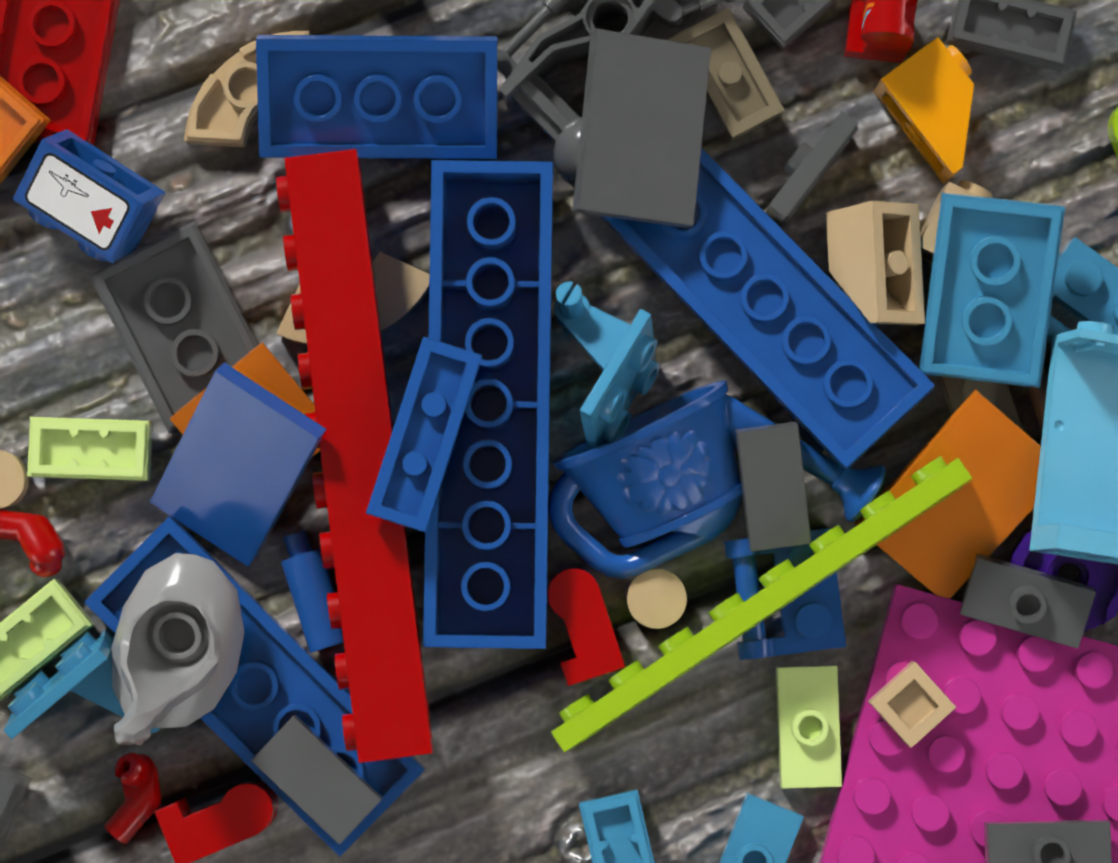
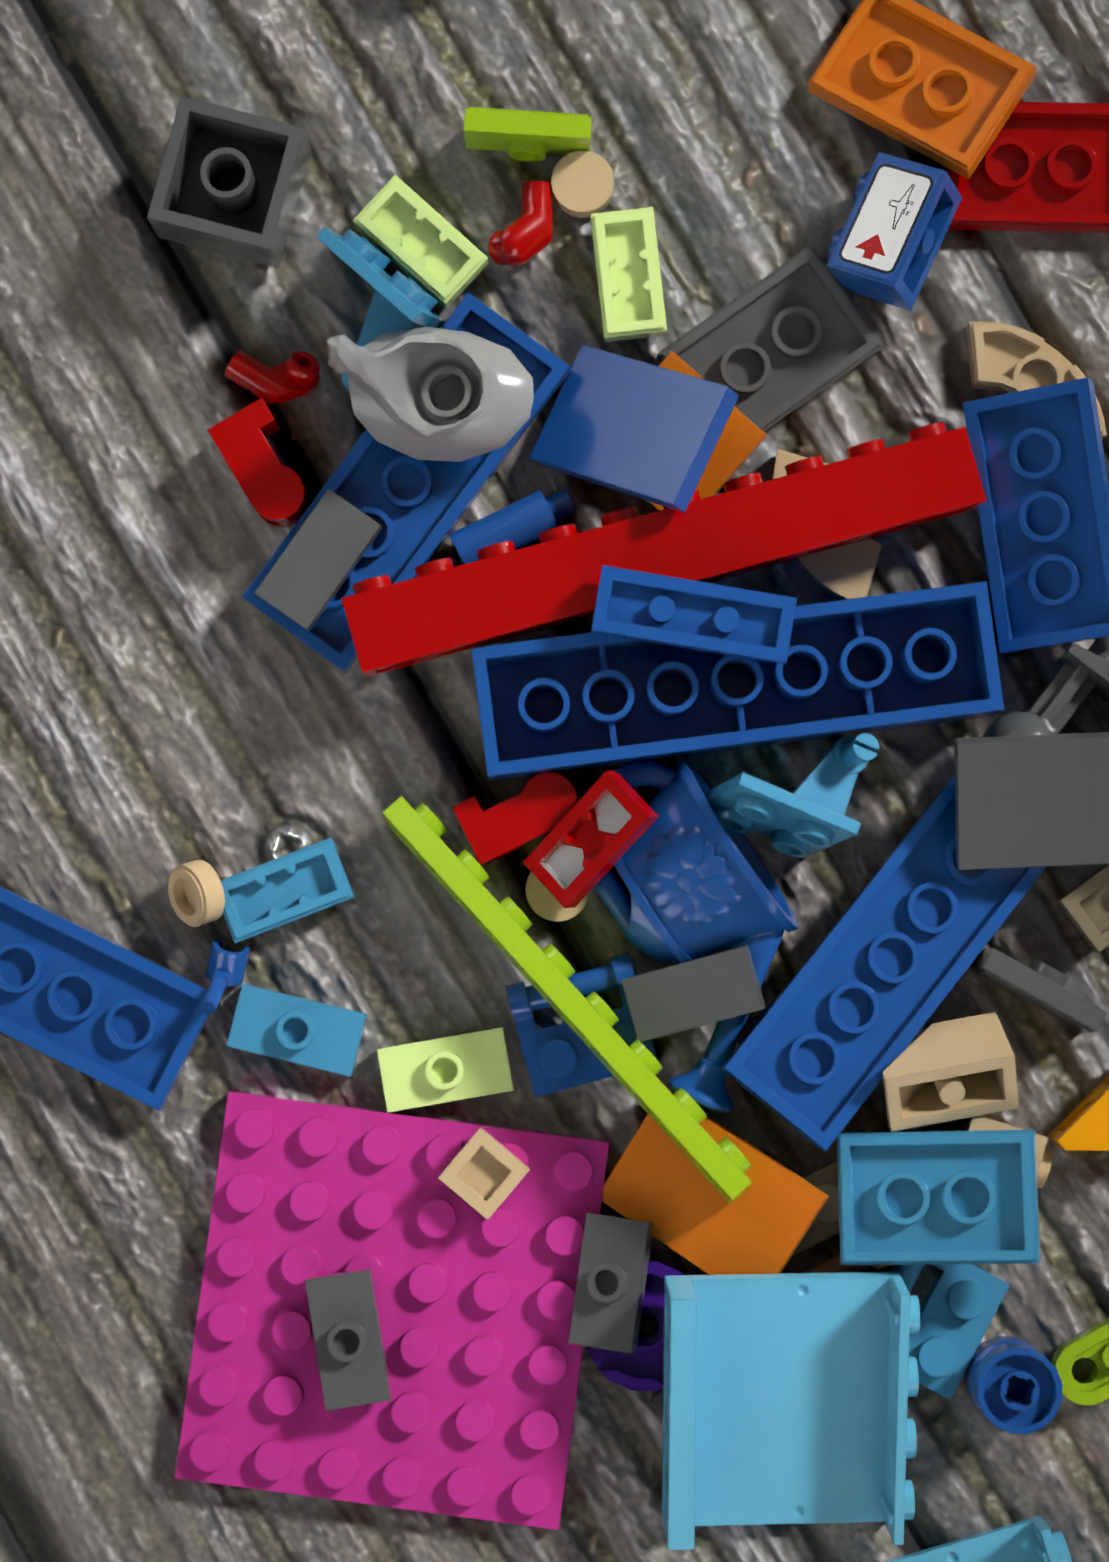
camera: 85 degrees right, 0 degrees up
(616, 560) = (590, 839): none -> red piece

